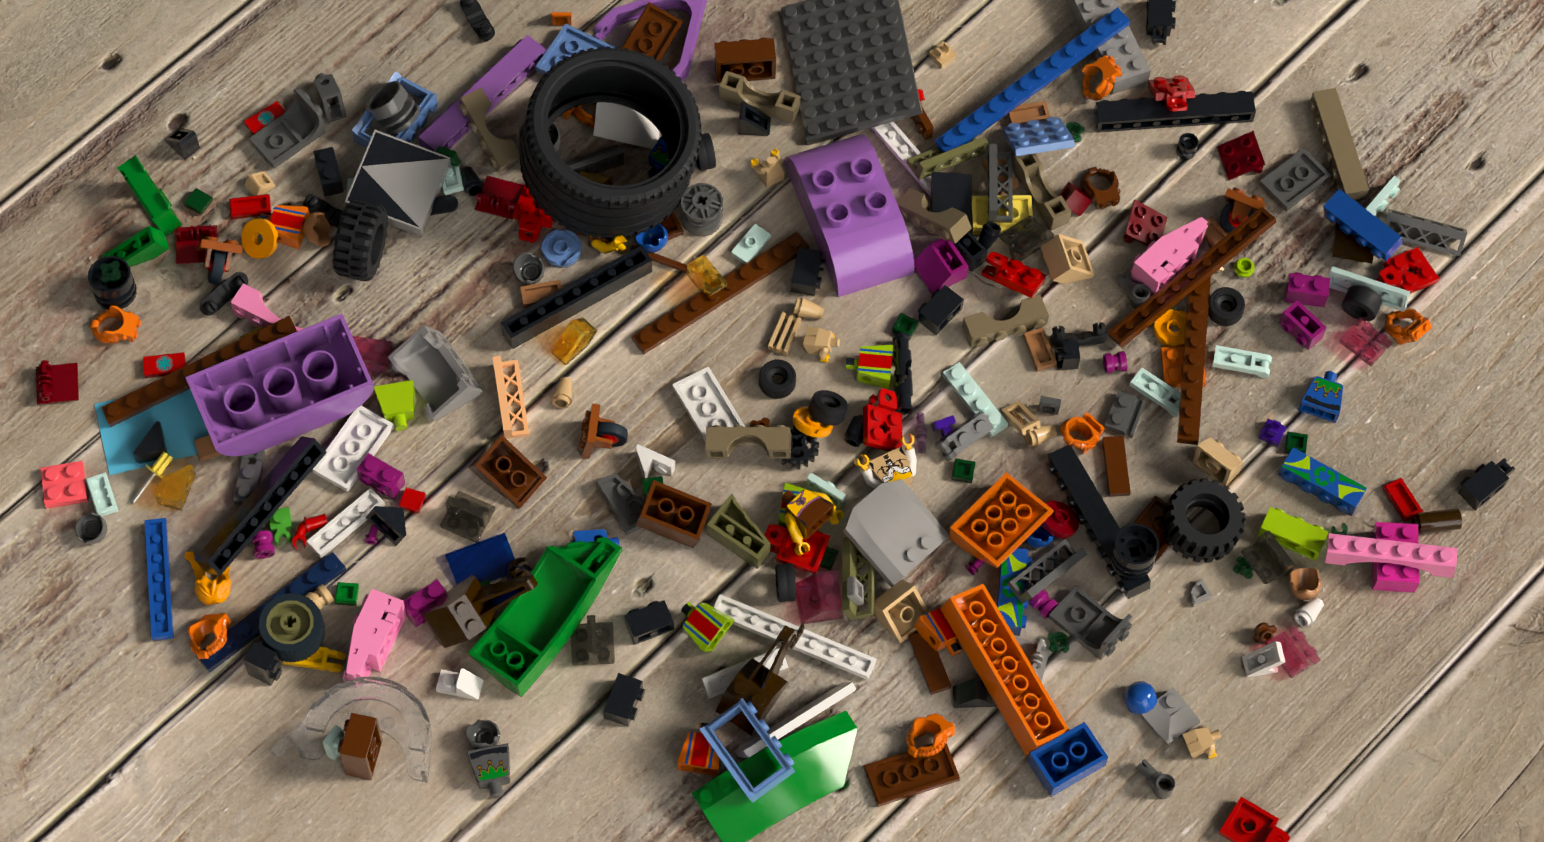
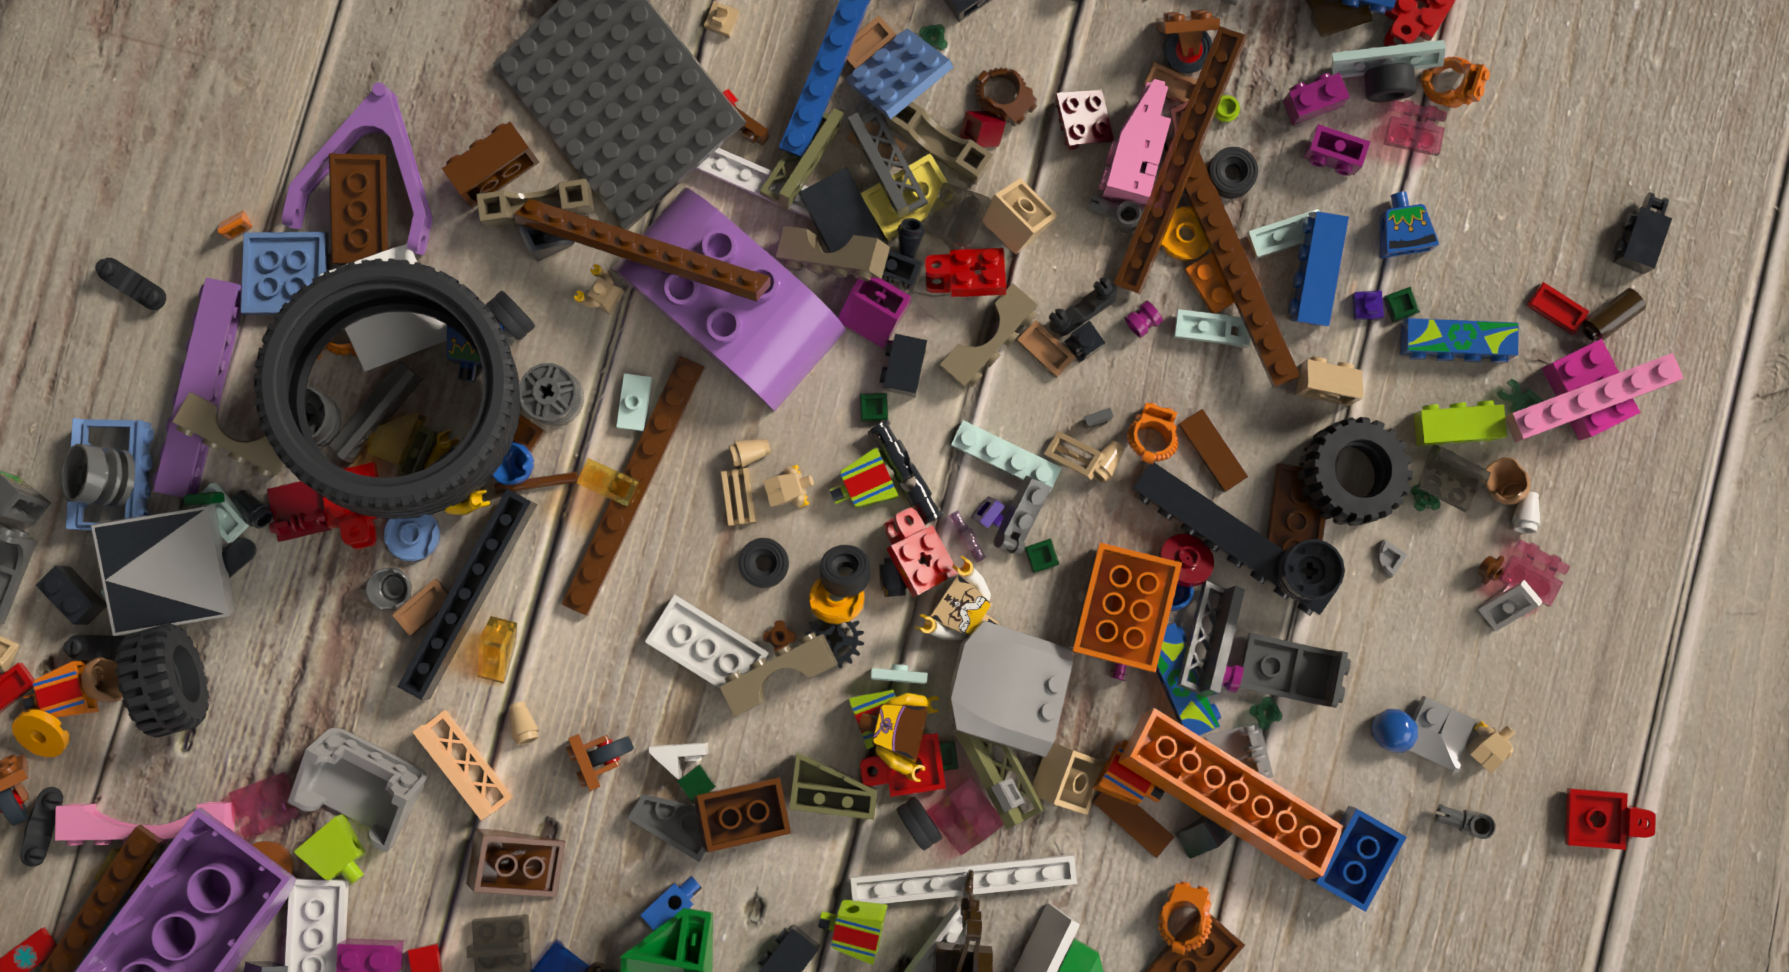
camera: 25 degrees left, 20 degrees up
(806, 271) = (720, 403): black brick -> none
(814, 148) = (643, 250): none -> reddish brown plate
(1124, 414) = (1188, 377): dark grey plate -> none
(1249, 389) = (1318, 268): none -> blue brick

